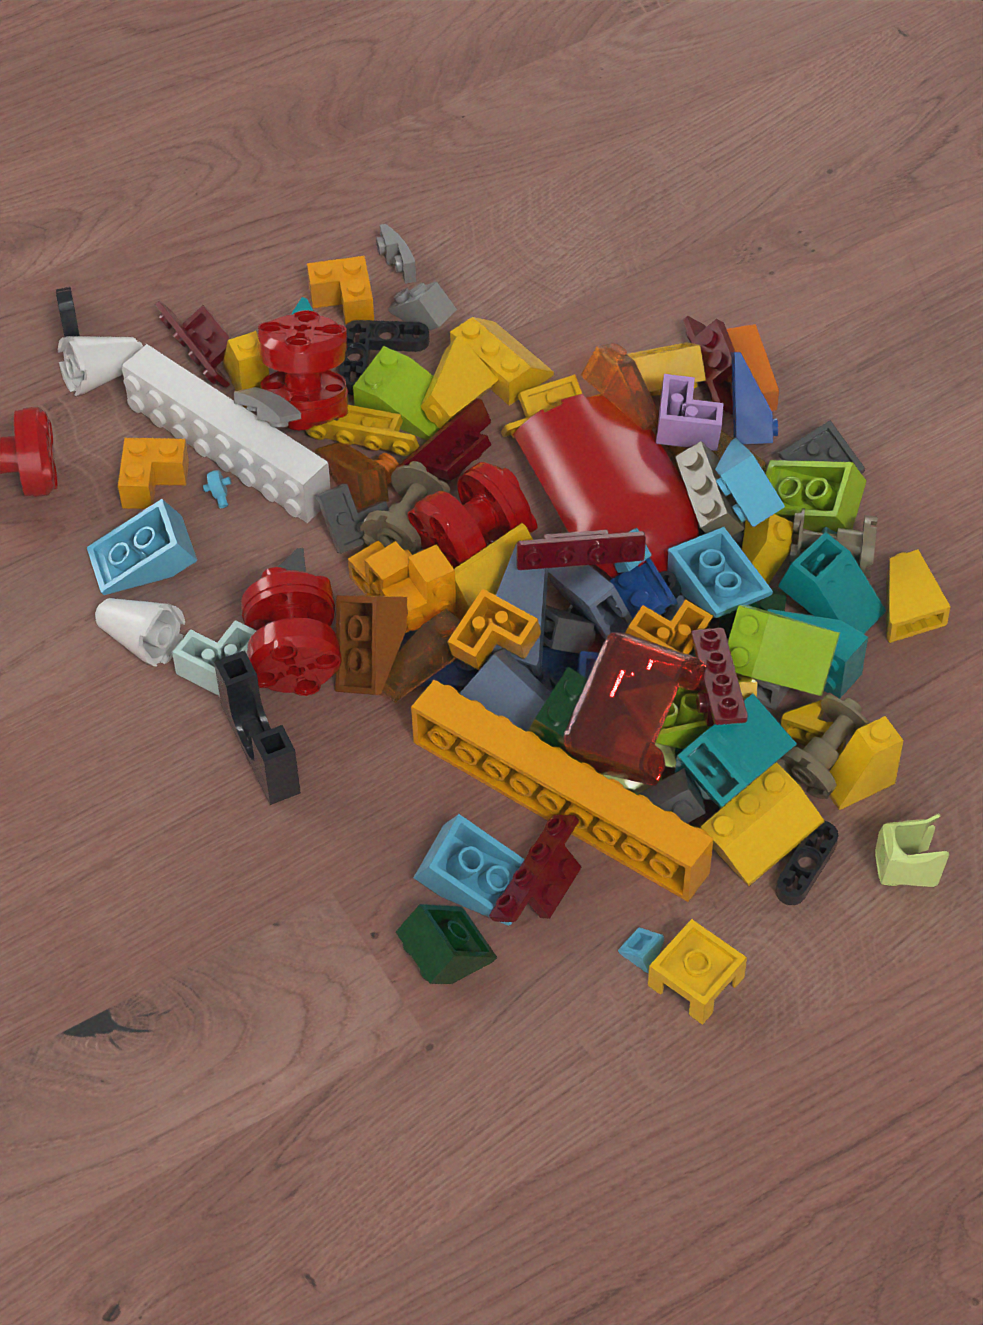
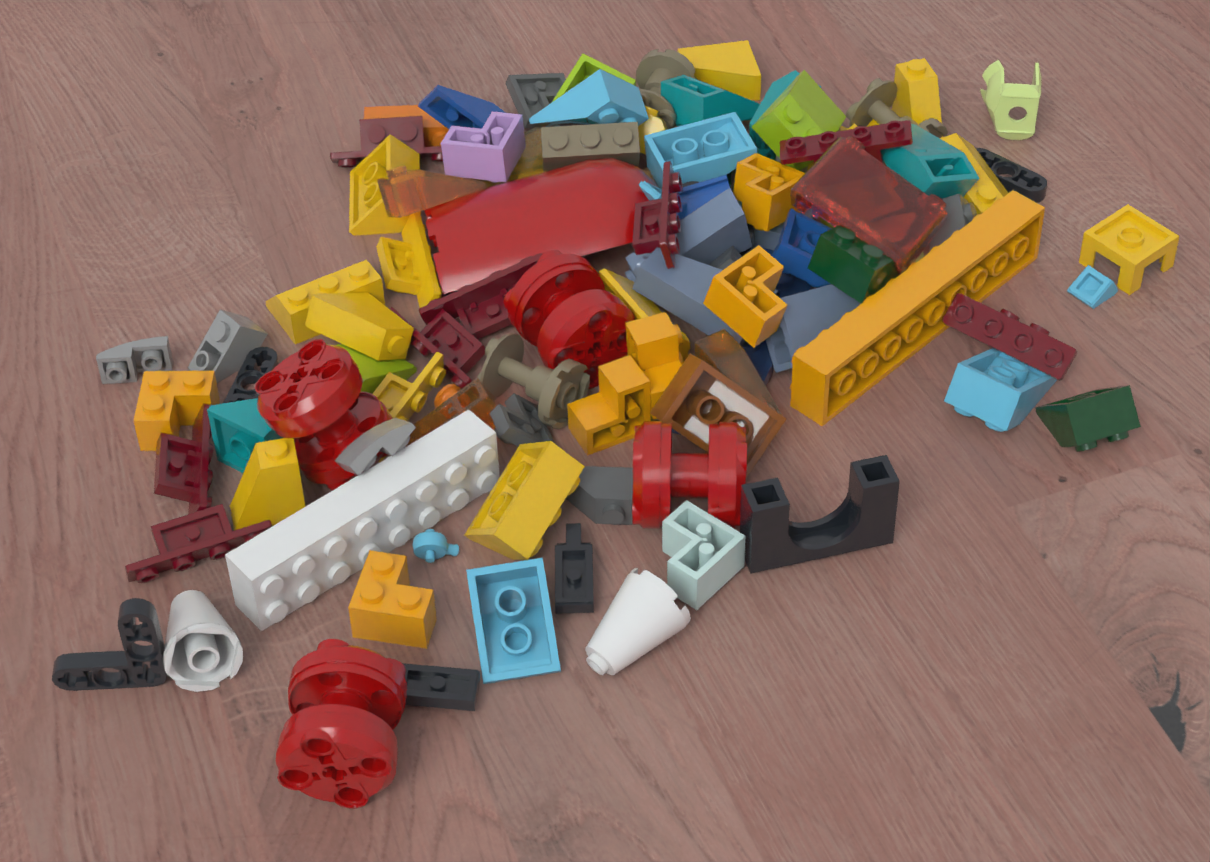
camera: 80 degrees left, 10 degrees down
(72, 512) = (441, 687): none -> black hinge
(203, 582) = (574, 573): none -> black hinge
(256, 531) = (526, 500): none -> yellow slope
(276, 305) = (184, 463): none -> dark red bracket
(505, 457) = (481, 303): none -> dark red bracket

